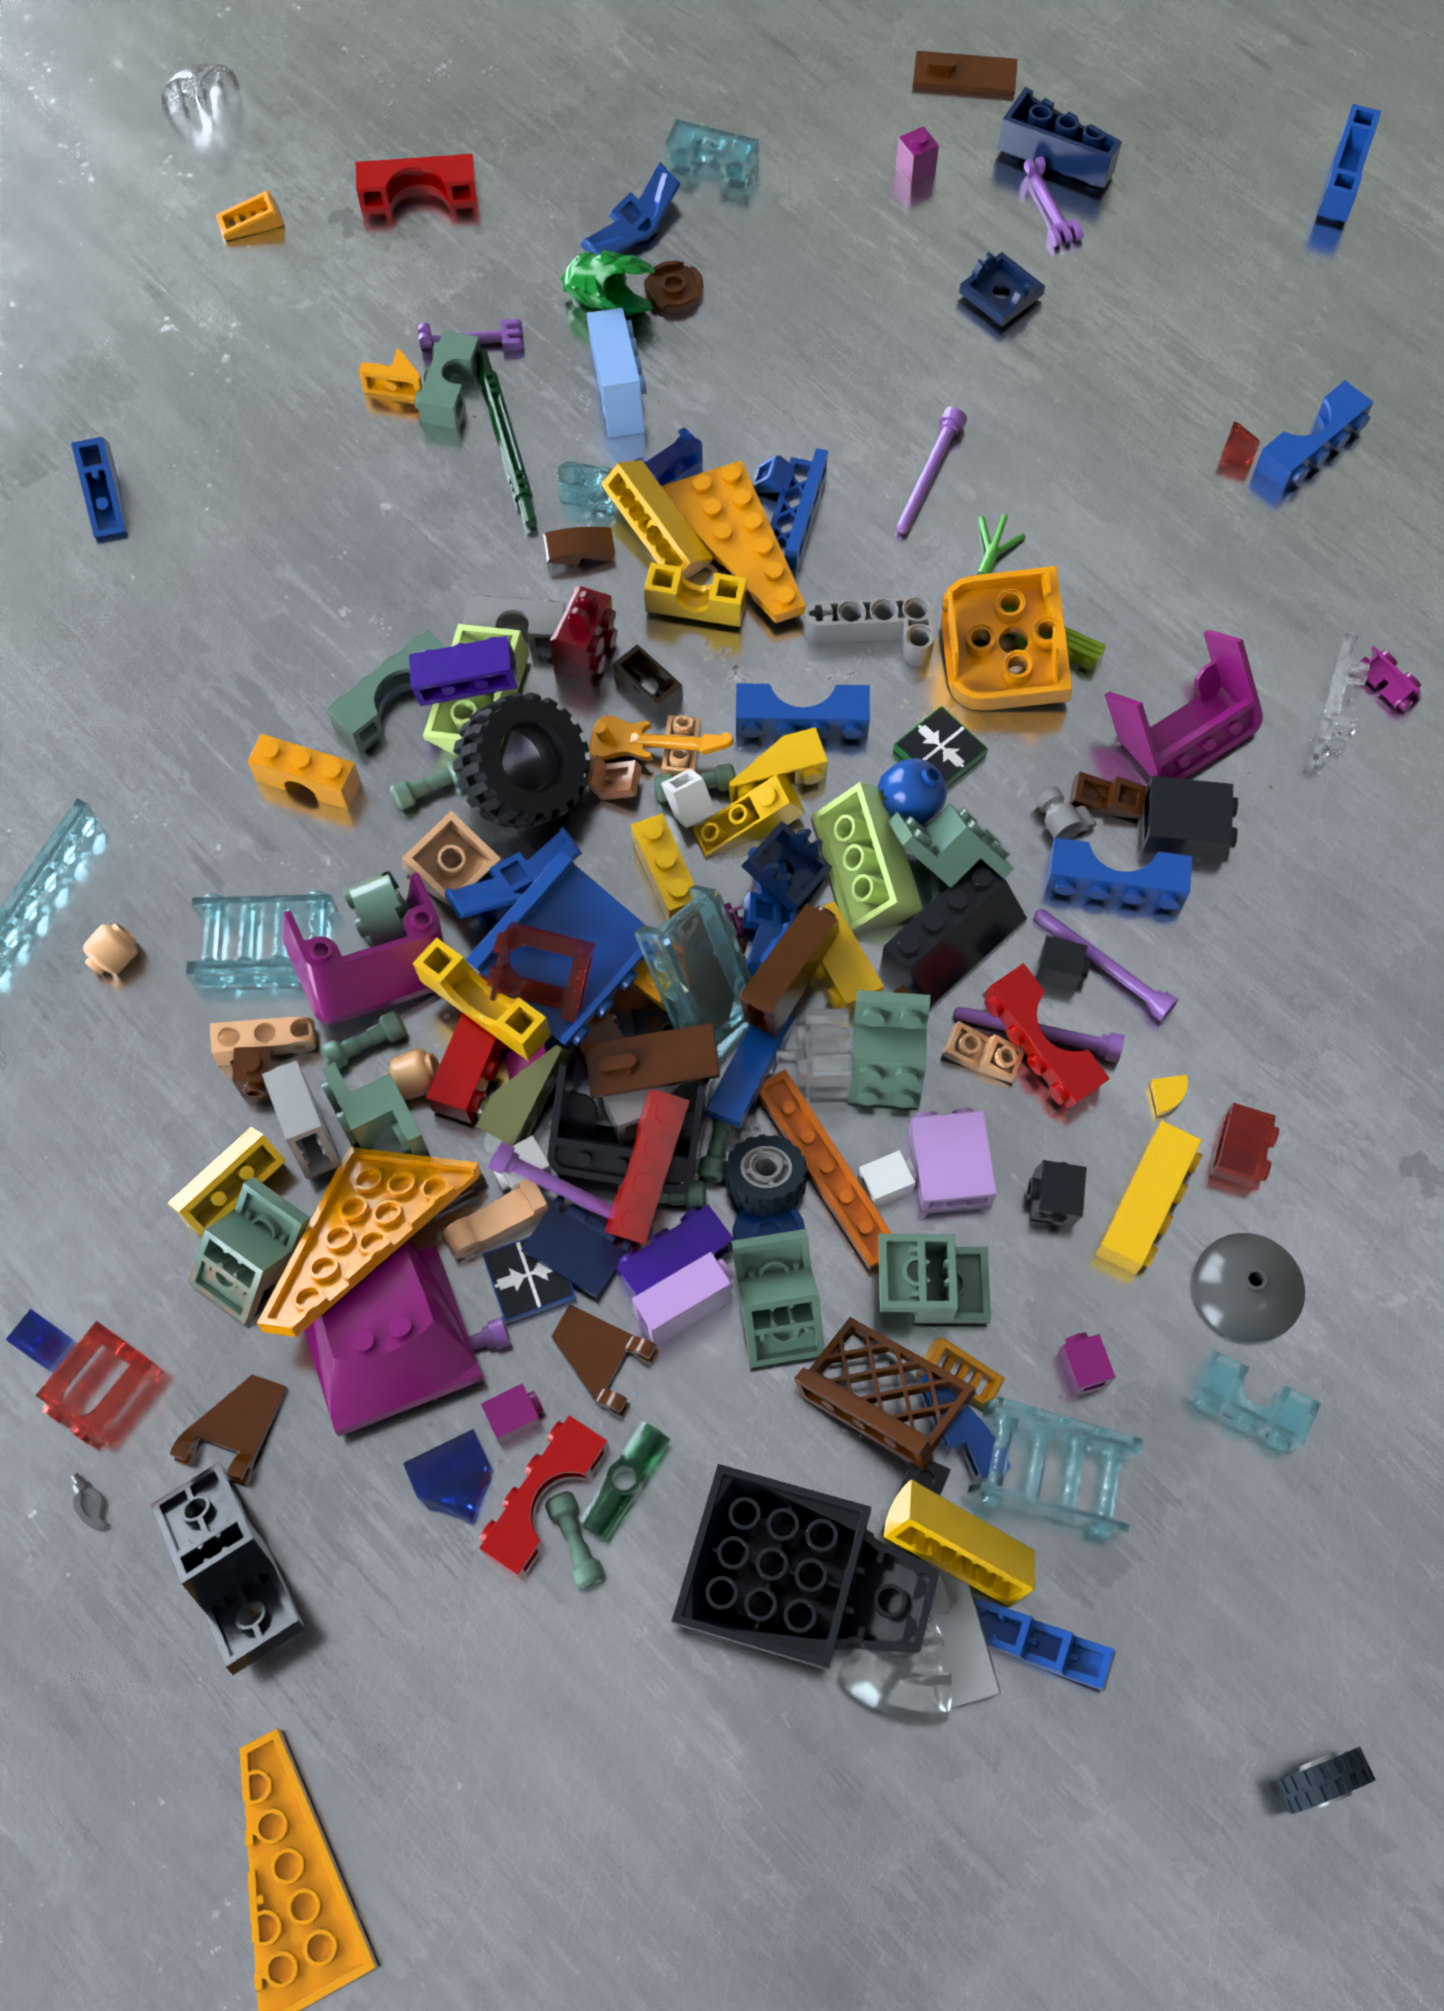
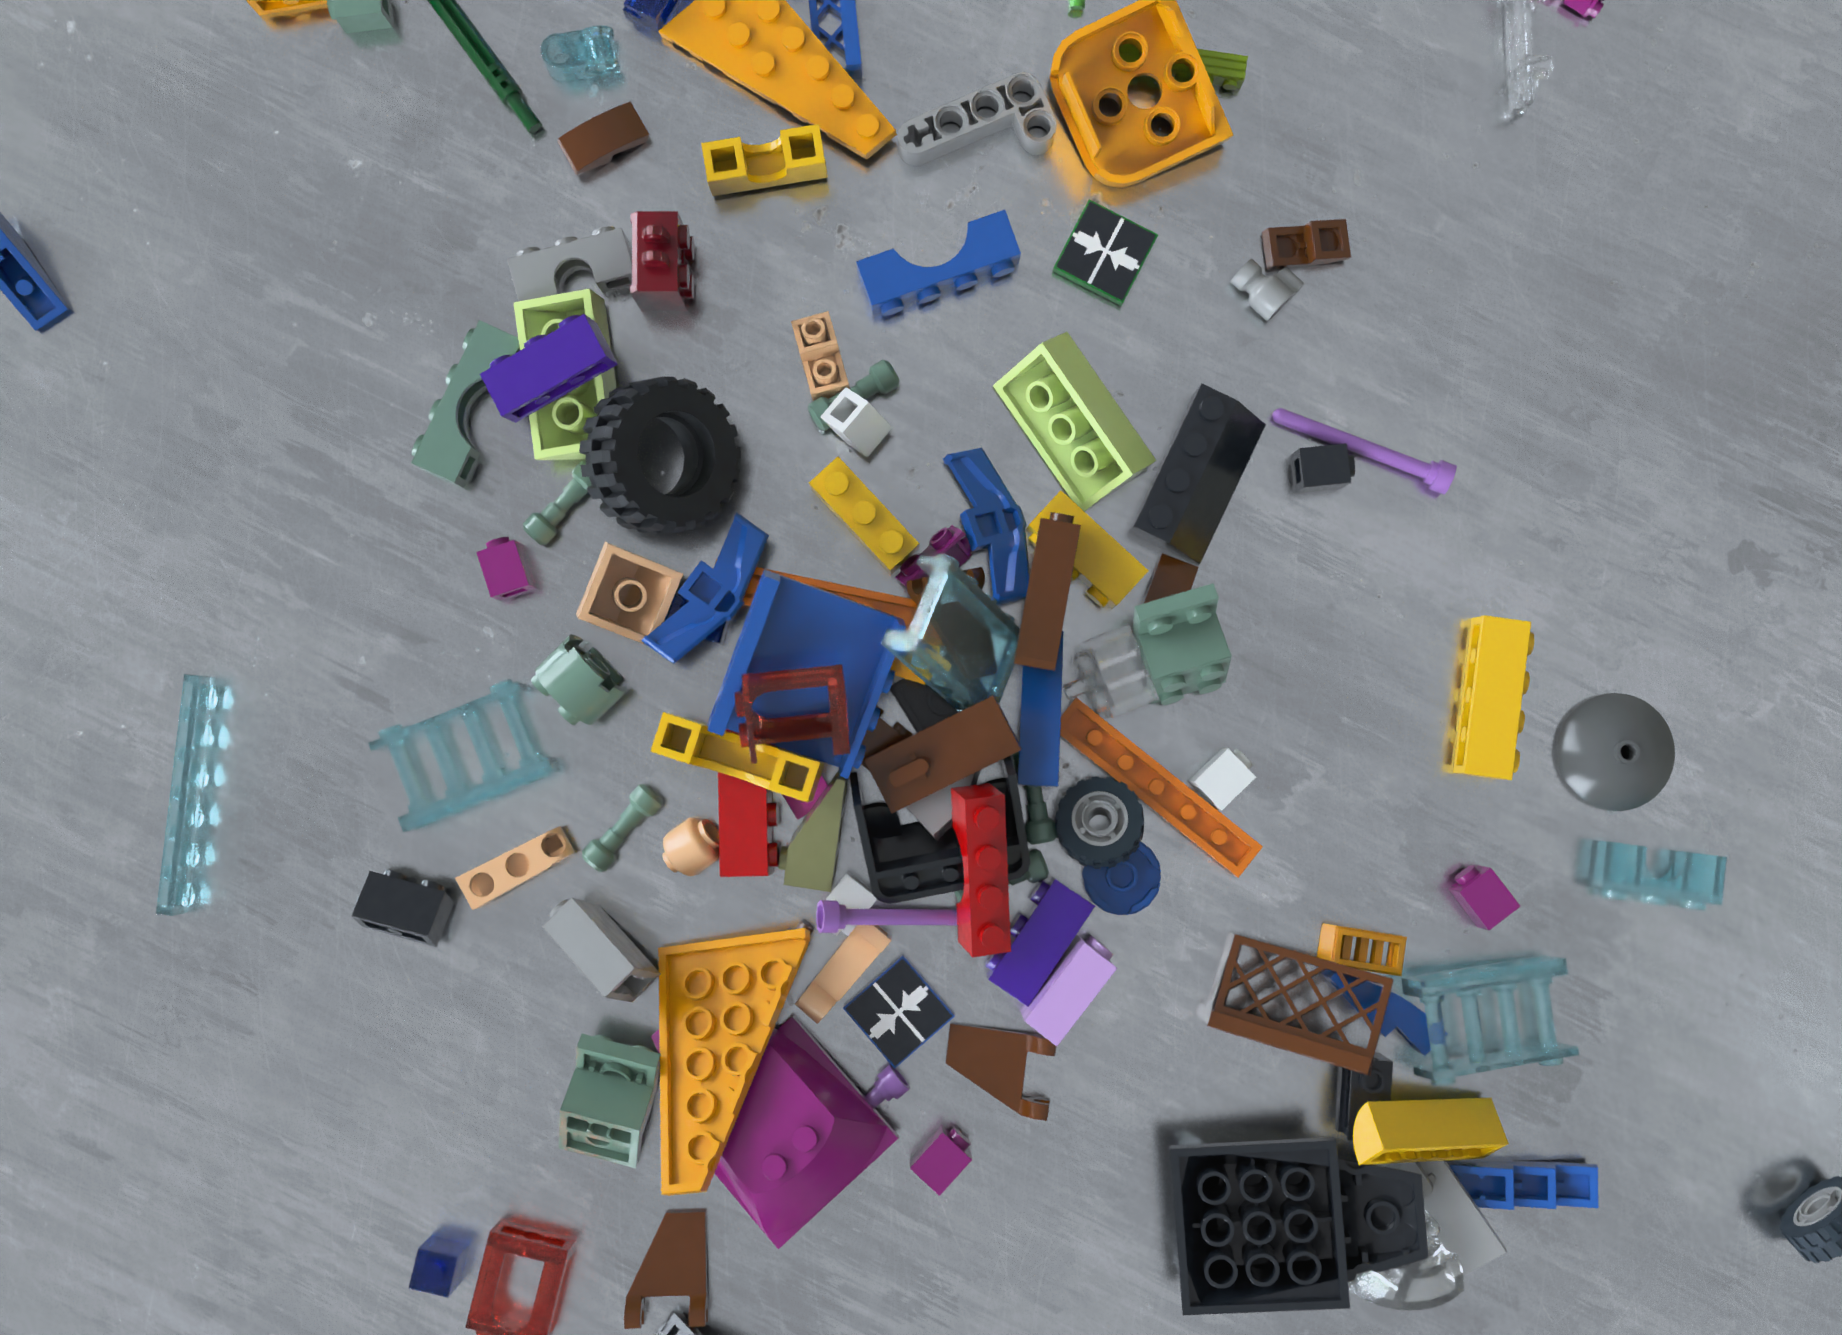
camera: 25 degrees left, 20 degrees up
(110, 949) = (305, 828): light nougat head -> none
(156, 1035) = (403, 907): none -> black brick
(218, 1186) = (550, 1038): yellow brick -> none
(248, 1067) = (525, 908): reddish brown brick -> none
(327, 776) = (417, 541): light orange arch -> none
(363, 814) = (506, 568): none -> magenta brick
(366, 979) = (610, 765): magenta windscreen -> none
(373, 1113) = (672, 912): sand green bracket -> none
(451, 1475) = (905, 1238): clear blue slope -> none
(571, 1454) = (1016, 1176): red arch -> none
(576, 1247) = (933, 967): dark blue piece -> none
(586, 1569) = (1074, 1278): sand green piece -> none
(609, 1501) = (1070, 1206): clear green piece -> none
(613, 779) = (763, 424): nougat bracket -> none
(618, 738) = (745, 371): light orange piece -> none
(639, 666) = (734, 272): dark brown piece -> none
(655, 518) = (680, 75): yellow brick -> none
(750, 817) = (930, 417): yellow slope -> none
(778, 1298) = (1161, 948): sand green bracket -> none
(794, 758) = (949, 332): yellow slope -> none
(796, 850) = (1013, 452): dark blue piece -> none
(914, 790) = (1098, 324): blue cylinder -> none
(933, 1278) = (1309, 873): sand green bracket -> none
(951, 844) = (1165, 380): sand green bracket -> none
(952, 1160) = (1281, 731): lavender brick -> none
(982, 1053) = (1271, 598): light nougat slope -> none
(1057, 1192) = (1399, 728): black head -> none
(1066, 1072) = (1295, 537): red arch -> none
(1078, 871) = (1300, 348): blue arch -> none
(1108, 1045) = (1400, 544): medium lavender piece -> none
(1168, 1093) = (1475, 572): yellow tile -> none
(1189, 817) = (1404, 242): black brick -> none
(1203, 729) = (1383, 119): magenta windscreen -> none
(1244, 1146) = (1571, 605): clear red brick -> none

